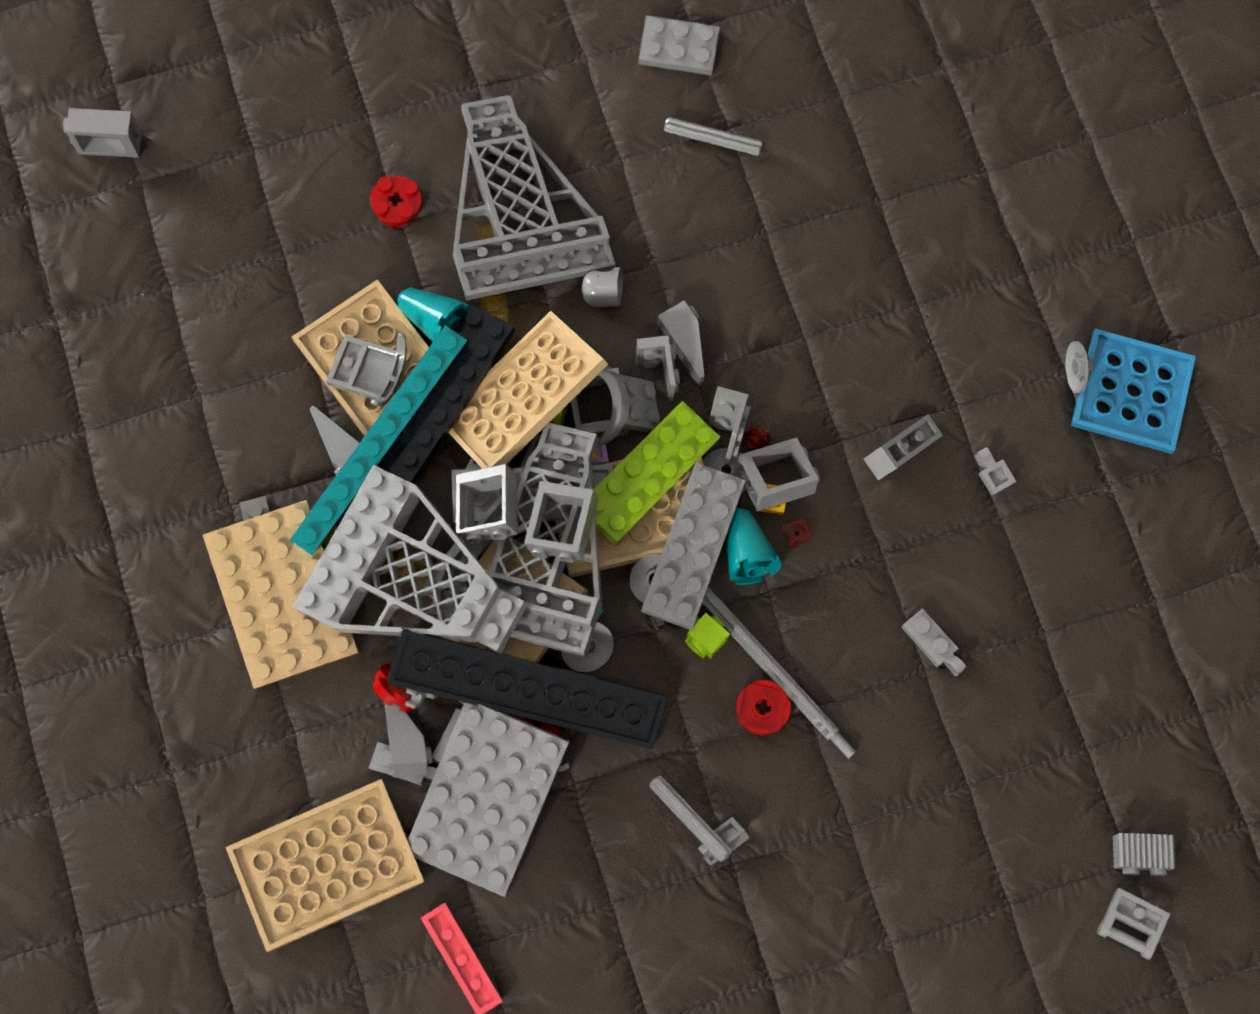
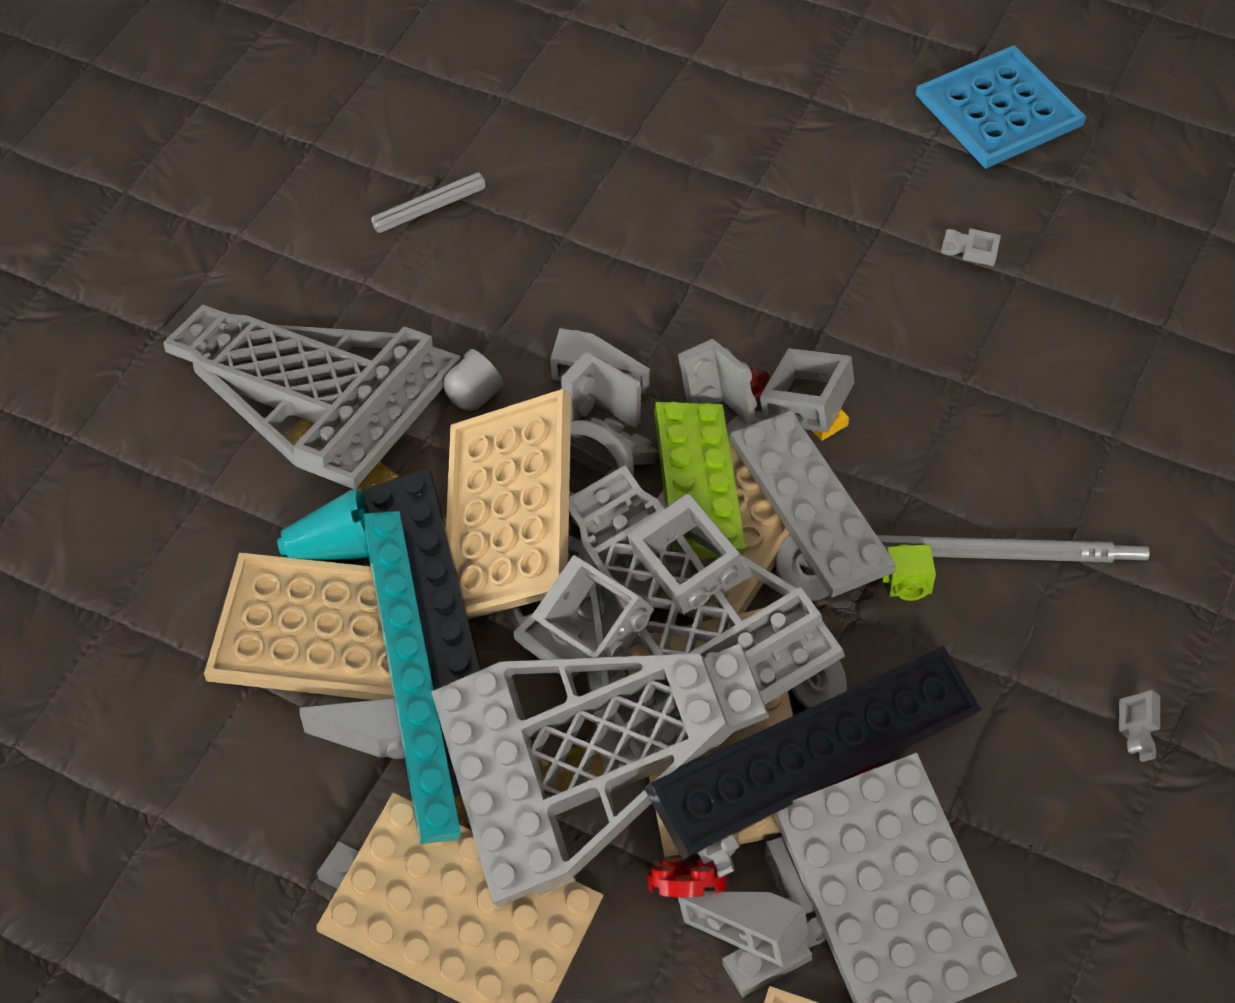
camera: 40 degrees left, 20 degrees down
(368, 369) = (321, 626): light grey piece -> none
(404, 211) = (177, 463): red plate -> none
(678, 45) = (315, 163): light grey plate -> none
(690, 818) = (1092, 729): light grey axle -> none
(749, 550) = (864, 468): teal cone -> none
(753, 695) = (1027, 603): red plate -> none
(800, 526) = (874, 420): clear red plate -> none
(903, 447) = (880, 290): light grey slope -> none
(933, 642) = (1095, 408): light grey plate -> none
(1077, 367) = (941, 117): light grey dish -> none

